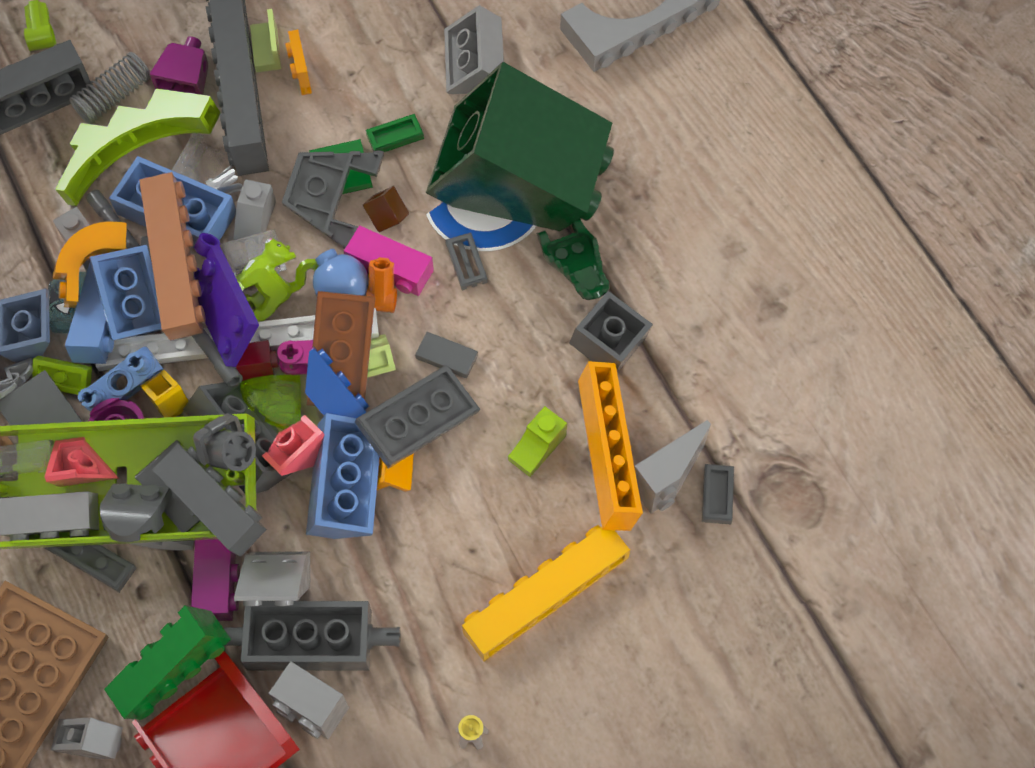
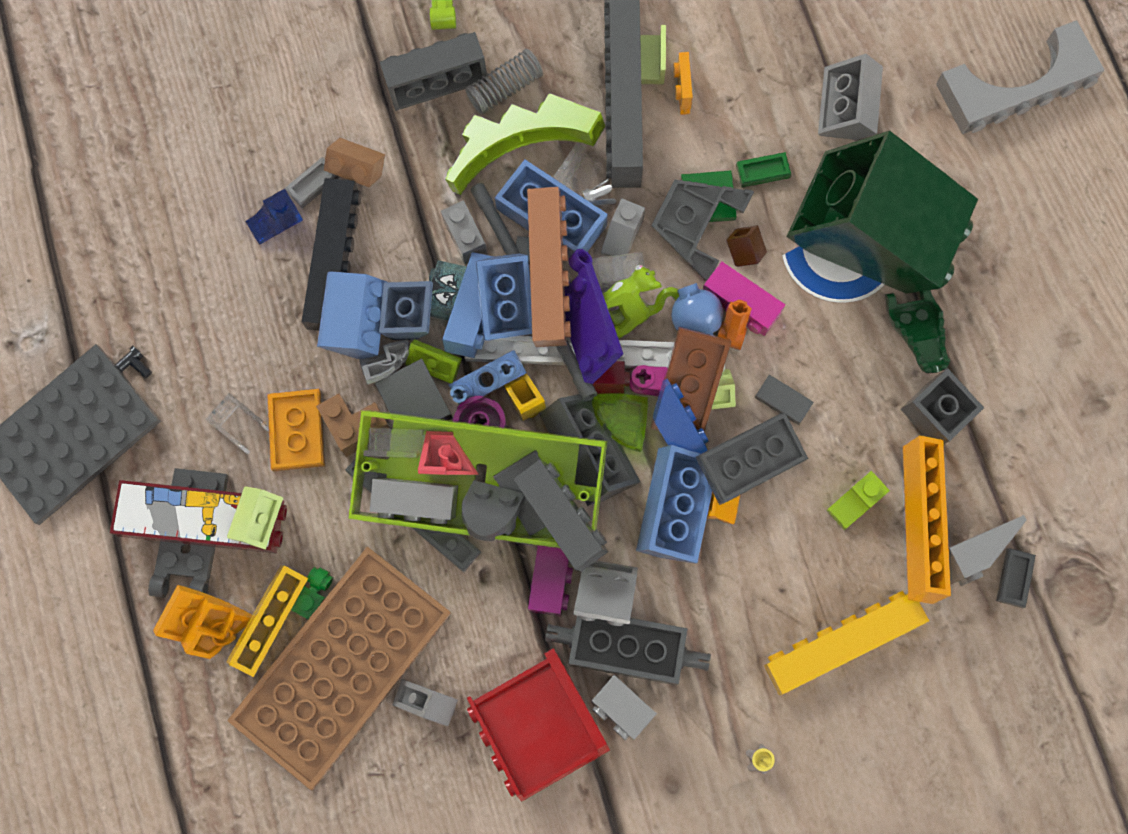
camera: 15 degrees right, 10 degrees up
(87, 242) = (483, 239): light orange arch -> none
(167, 662) = (503, 652): green wedge -> none
(181, 68) = (572, 71): magenta torso -> none
(225, 447) = (583, 471): dark grey piece -> none
(295, 447) = (637, 469): coral slope -> none
(473, 280) = (804, 310): dark grey tile -> none

